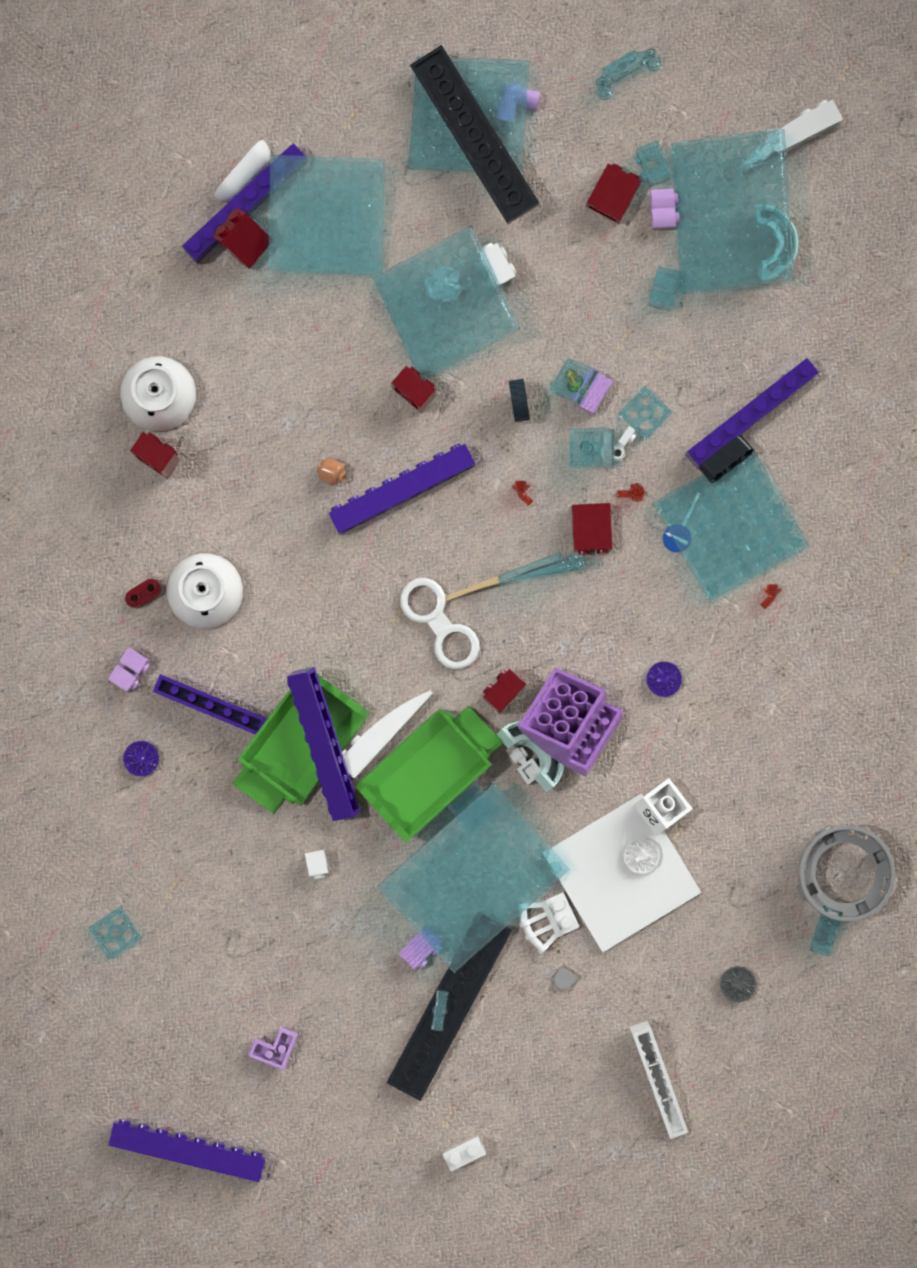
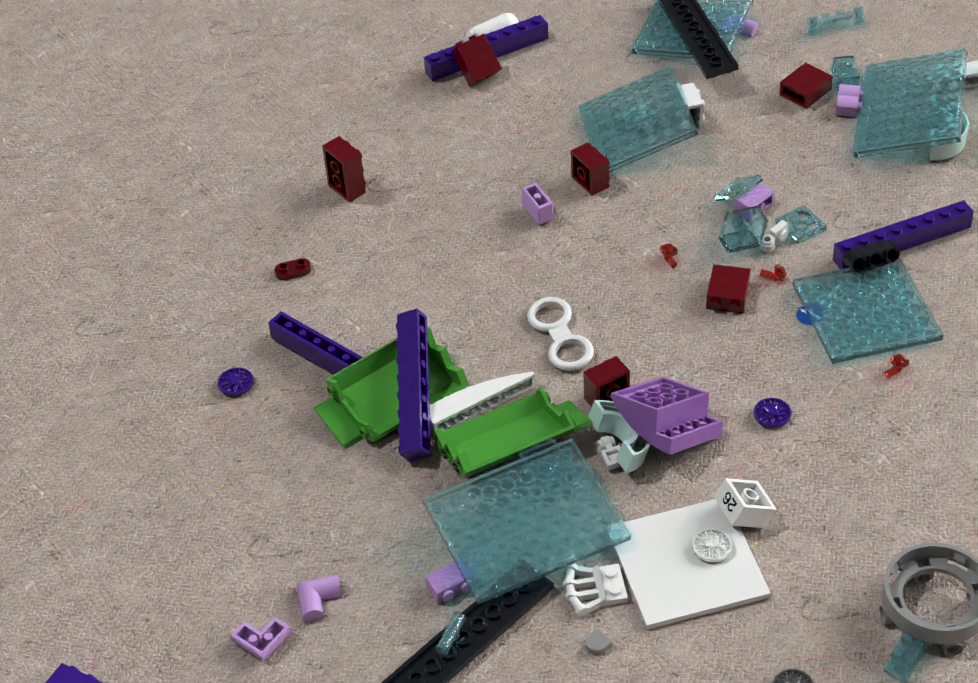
camera: 20 degrees right, 40 degrees down
(119, 912) = (142, 499): clear light blue piece -> none
(129, 670) = (252, 320): lavender piece -> none
(170, 403) = (372, 137): white piece -> none
(221, 595) = (361, 268): white piece -> none
(301, 988) = (315, 591): none -> lavender brick
(317, 864) = (370, 489): white brick -> none
(326, 214) = (551, 59): clear light blue plate -> none
(331, 471) = (496, 213): nougat head -> none
(370, 451) = (537, 203): none -> lavender brick
(402, 488) = (556, 235): dark purple brick -> none
(519, 400) = (684, 189): black wheel -> none
(548, 565) = (679, 305): clear light blue plate -> none
(664, 288) = (837, 146): clear light blue piece -> none

